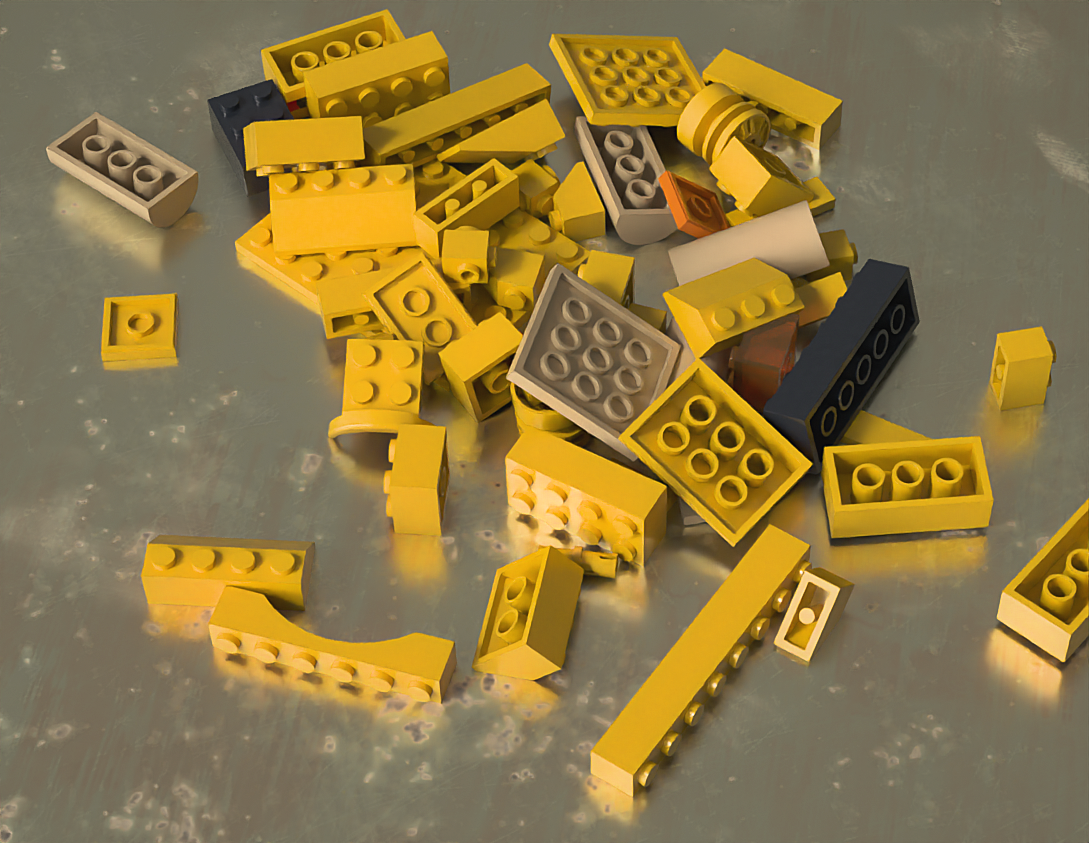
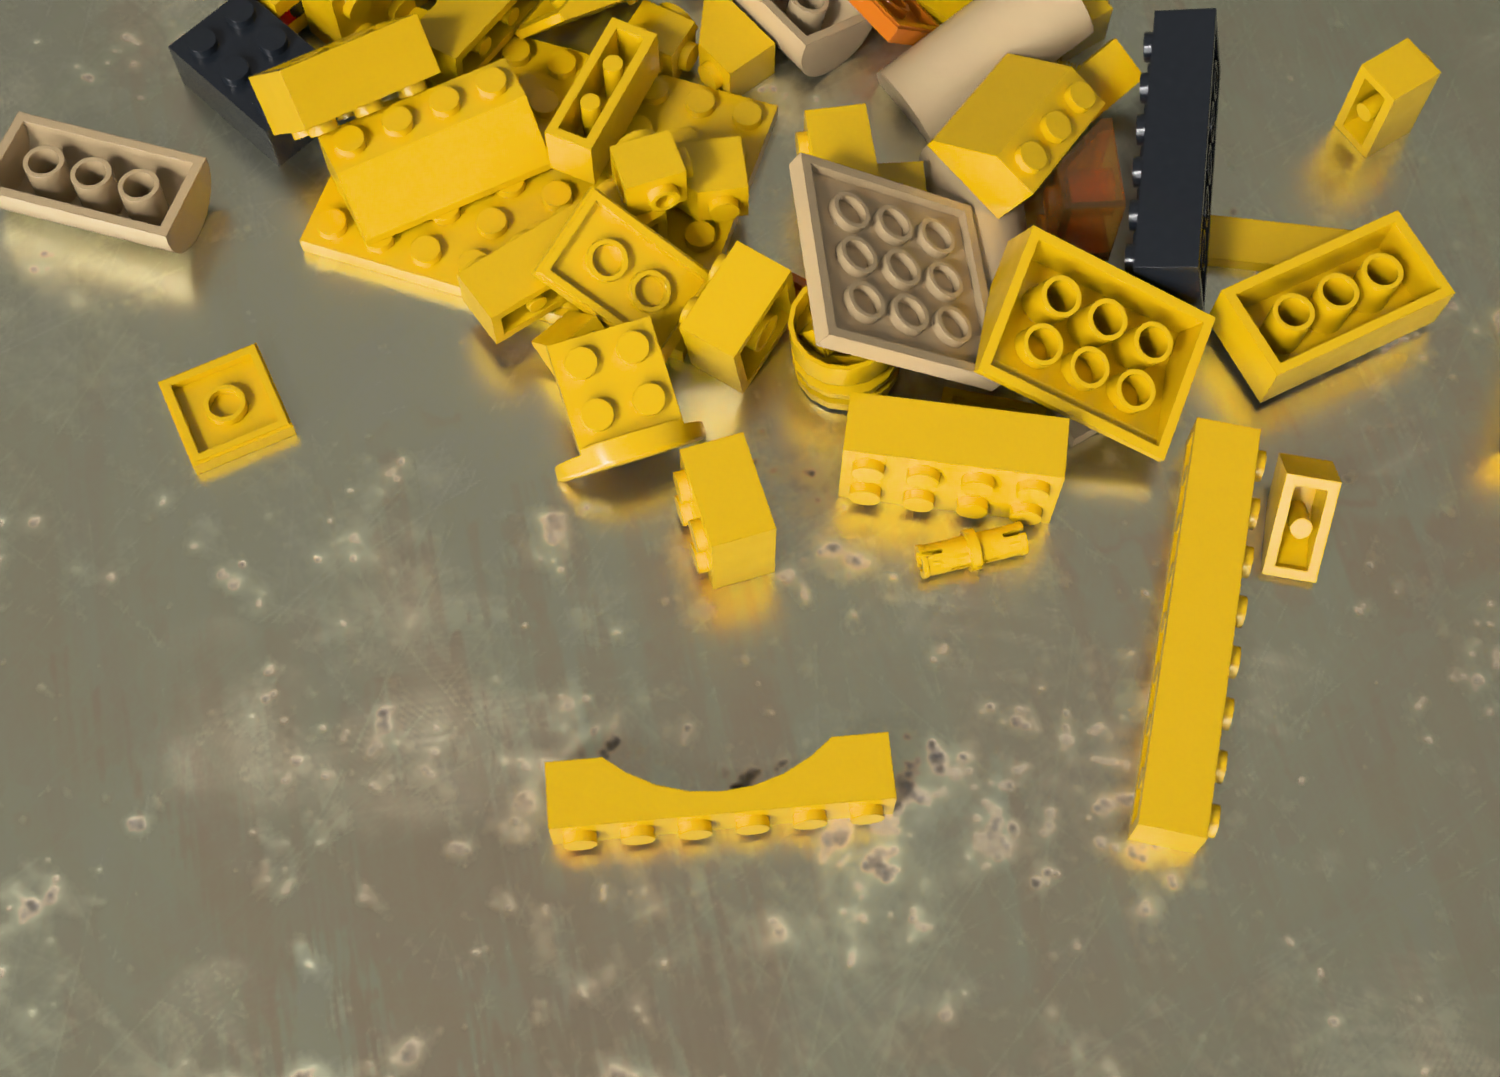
camera: 25 degrees left, 15 degrees up
(199, 568) = (508, 728): yellow slope -> none
(529, 616) = (952, 653): yellow slope -> none

